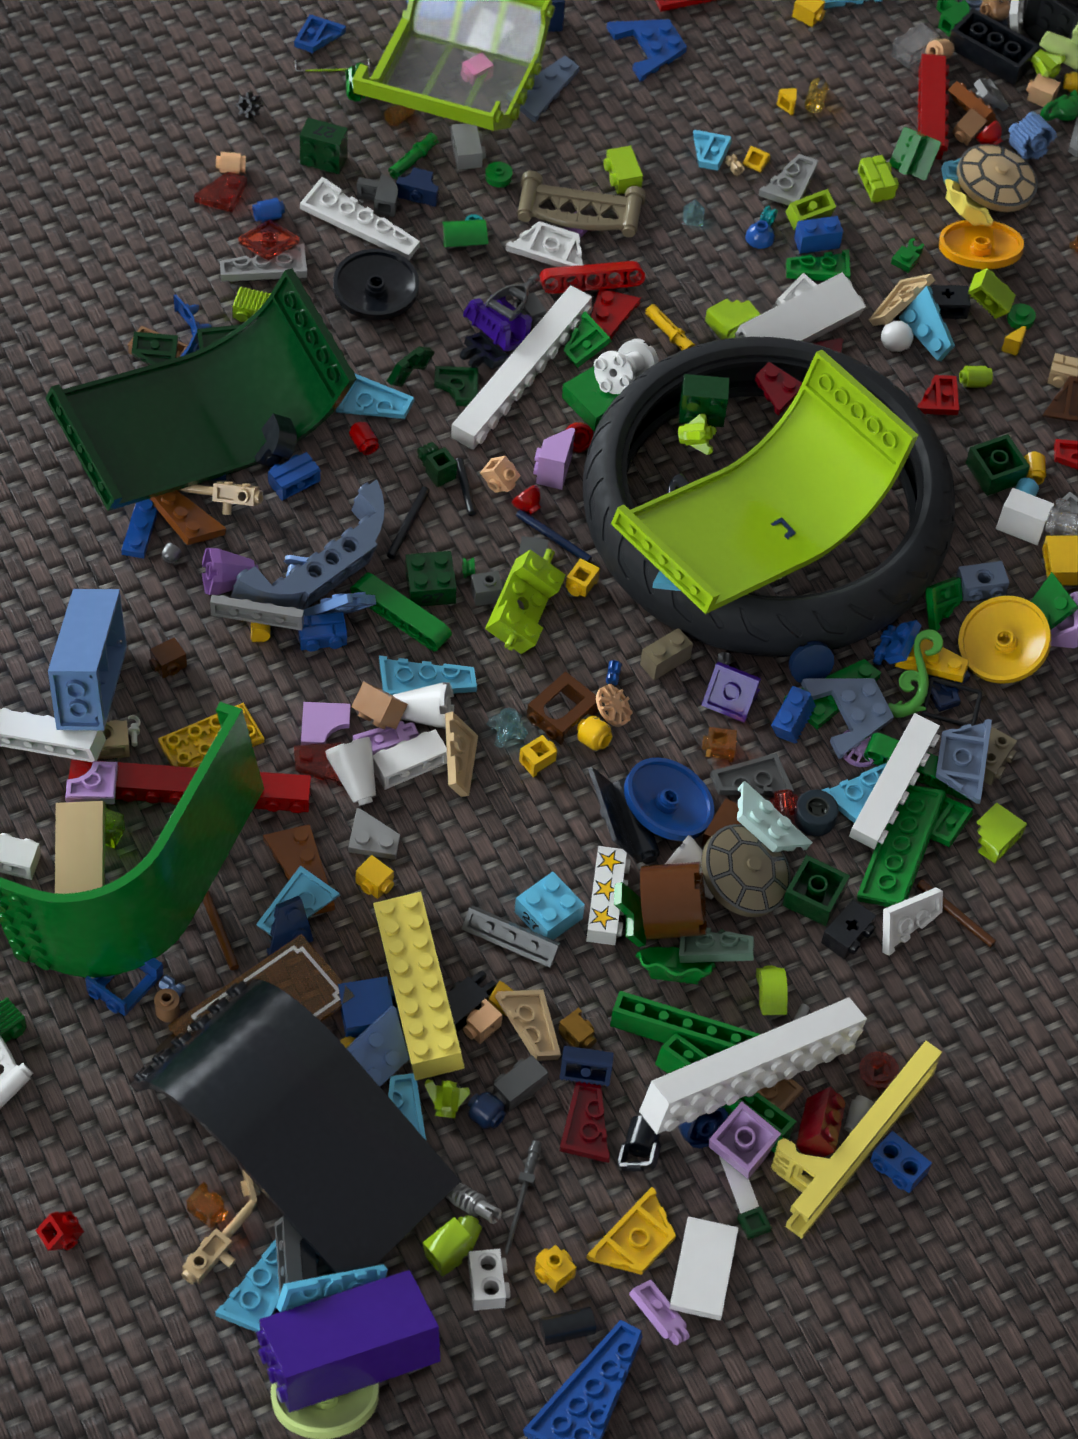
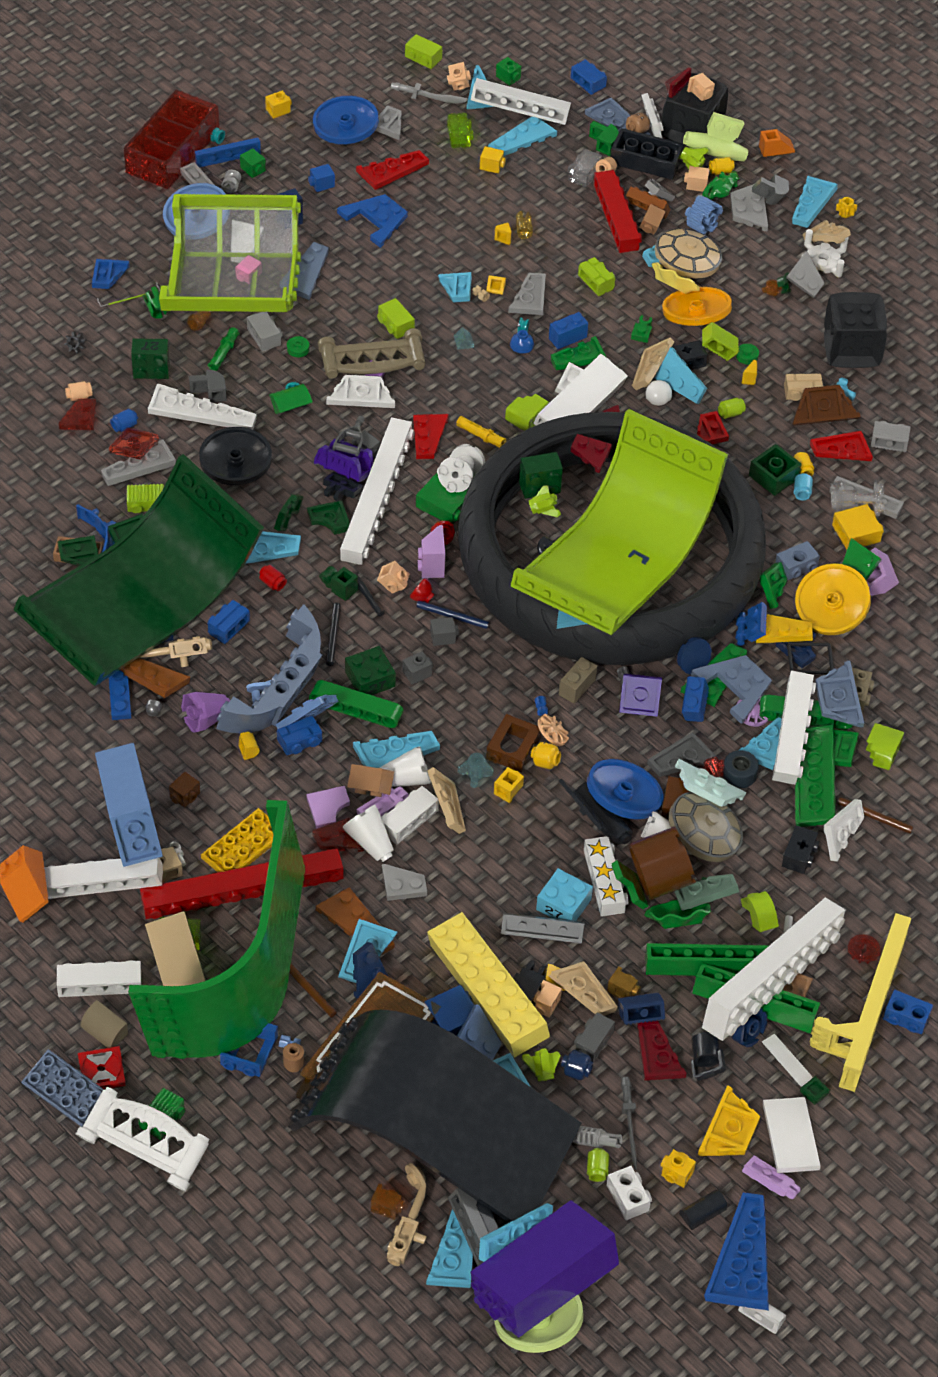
camera: 15 degrees left, 5 degrees down
(60, 1231) = (278, 1255): red brick -> none
(95, 785) = (168, 902): lavender tile -> none
(257, 612) = (245, 733): light grey plate -> none
(280, 440) = (209, 595): black brick -> none
(374, 877) = (418, 913): yellow brick -> none
(418, 187) = (239, 372): dark blue brick -> none
(447, 1246) = (590, 1172): lime piece -> none
(468, 567) = (396, 656): green bush -> none
(533, 583) = (452, 654): lime brick -> none
(582, 578) = (489, 644): yellow brick -> none
(586, 341) = (419, 457): green wing -> none
(601, 280) = (412, 408): red beam -> none
(720, 743) = (646, 736): clear orange brick -> none
(744, 1140) = (785, 1029): lavender slope -> none
(811, 207) = (556, 310): lime brick -> none
(816, 890) = (764, 826): dark green brick -> none
(821, 1123) = (839, 998): dark red brick -> none
(857, 1110) = (862, 982): light grey cone -> none
(915, 153) = (619, 250): green bracket -> none
(921, 677) = (780, 644): bright green plant -> none
(991, 134) = (671, 221): red brick -> none
(1024, 516) = (811, 503): white slope -> none

